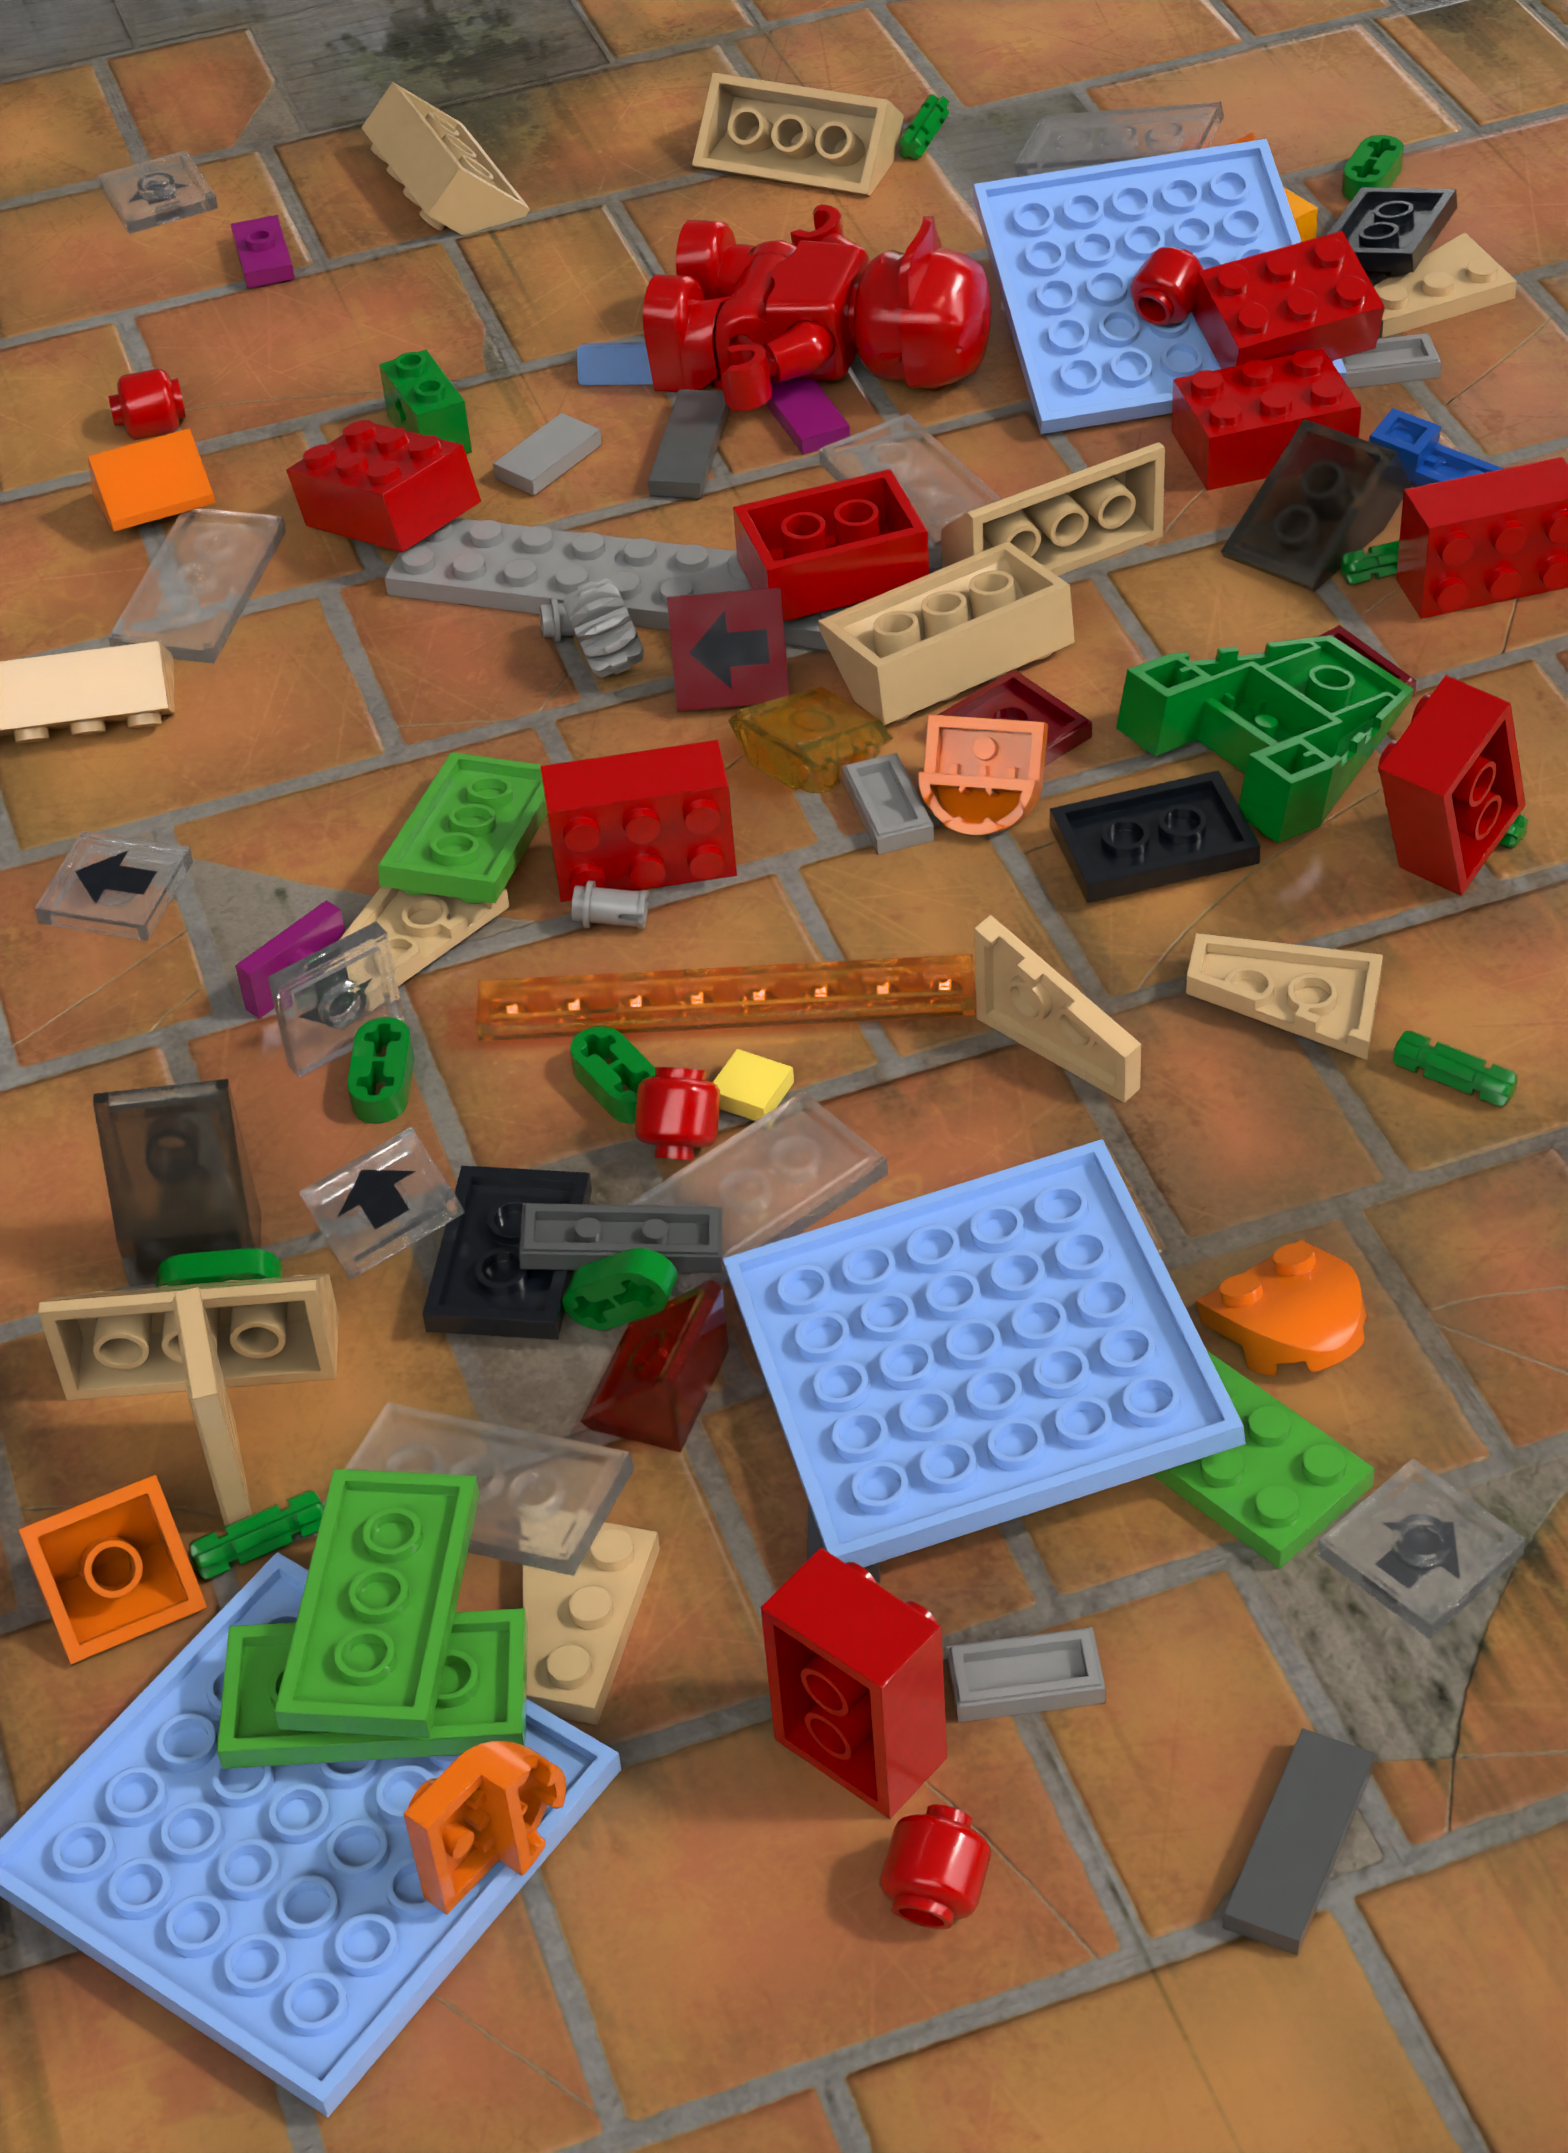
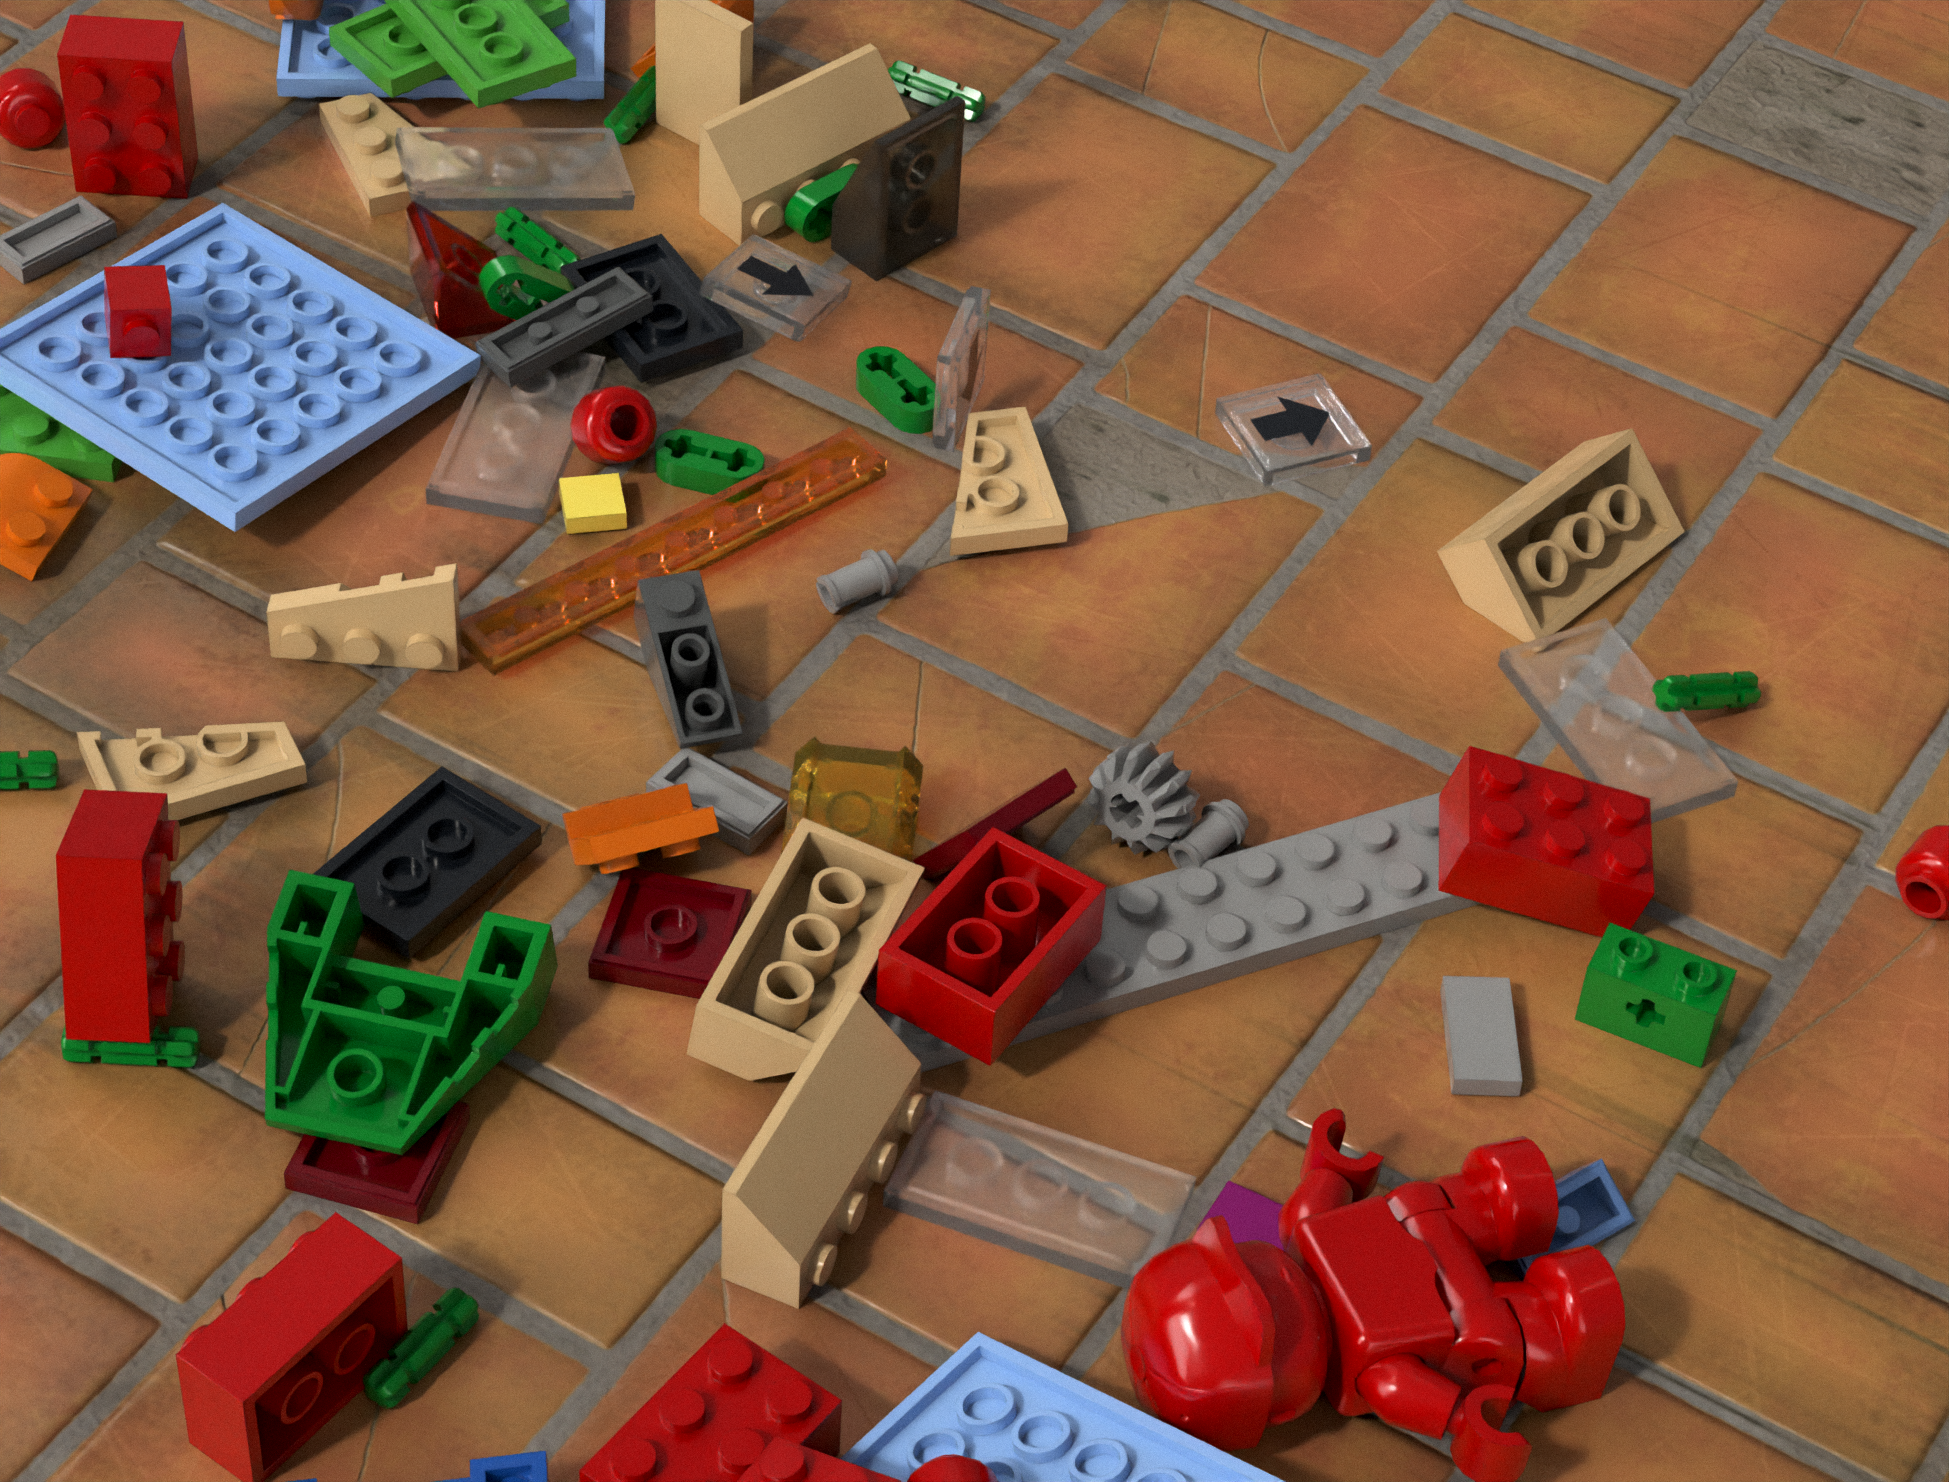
camera: 135 degrees right, 0 degrees up
(125, 551) = (1706, 691): none -> green axle
(149, 480) = (1793, 771): orange slope -> none
(304, 937) = (1056, 417): magenta plate -> none
(467, 830) = (1036, 564): bright green plate -> none
(538, 1385) = (533, 240): none -> green axle
(640, 819) = (885, 612): red brick -> none
(689, 444) = (1320, 1079): dark grey tile -> none
(817, 887) = (685, 659): none -> dark grey slope
(1050, 1364) = (137, 311): none -> red brick
(1317, 504) = (545, 1356): clear smoke slope -> none

